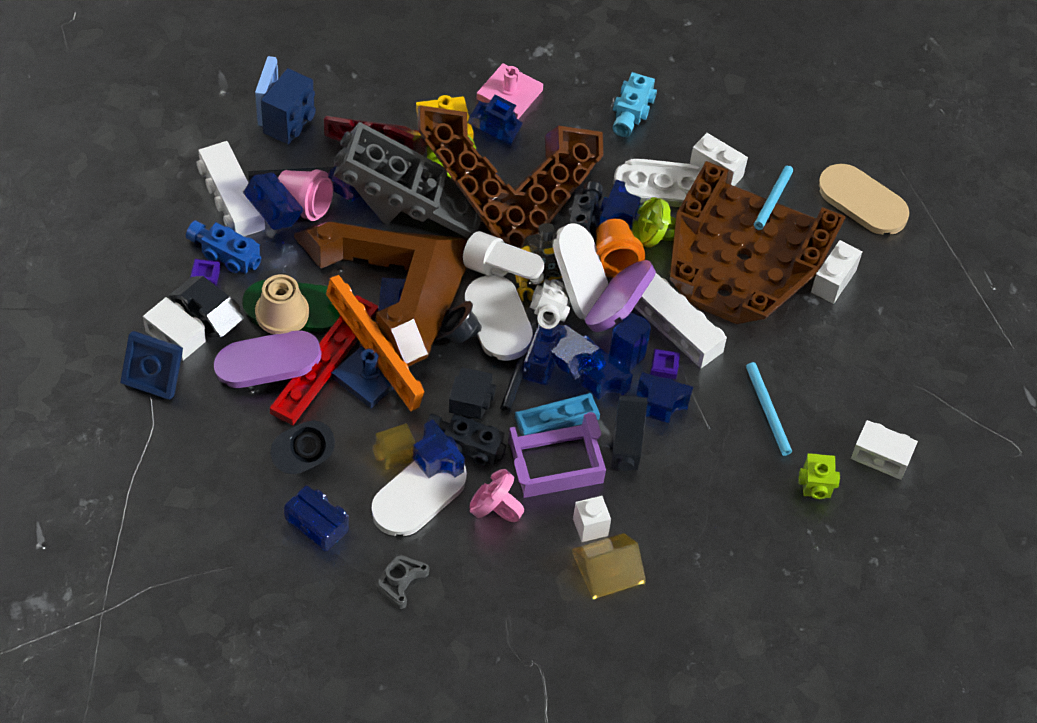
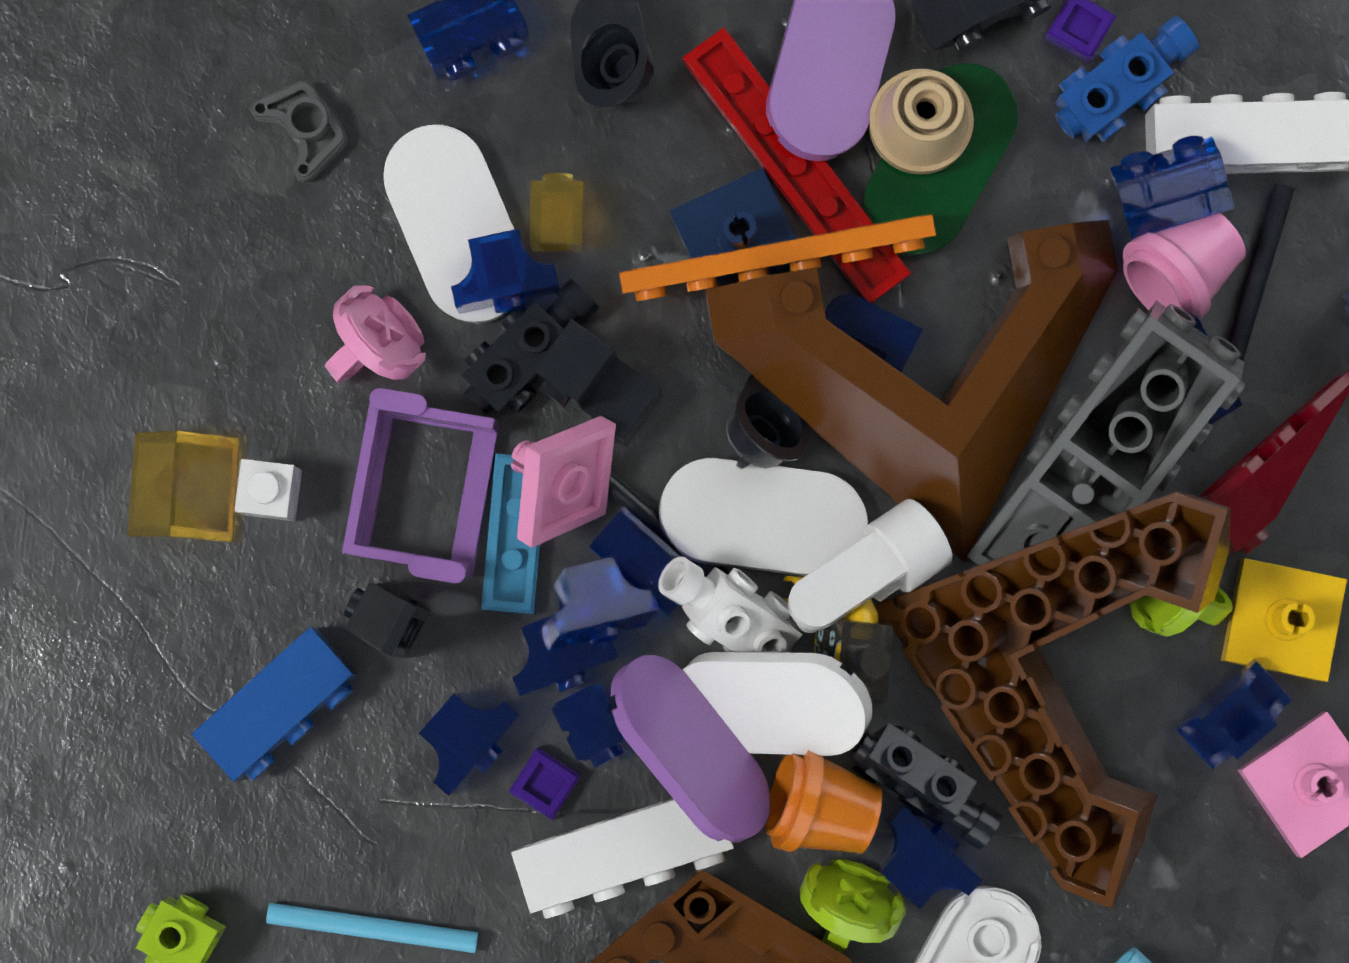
camera: 115 degrees right, 30 degrees up
(523, 390) = (564, 480): none -> bright pink tile
(690, 479) = (276, 706): none -> blue brick

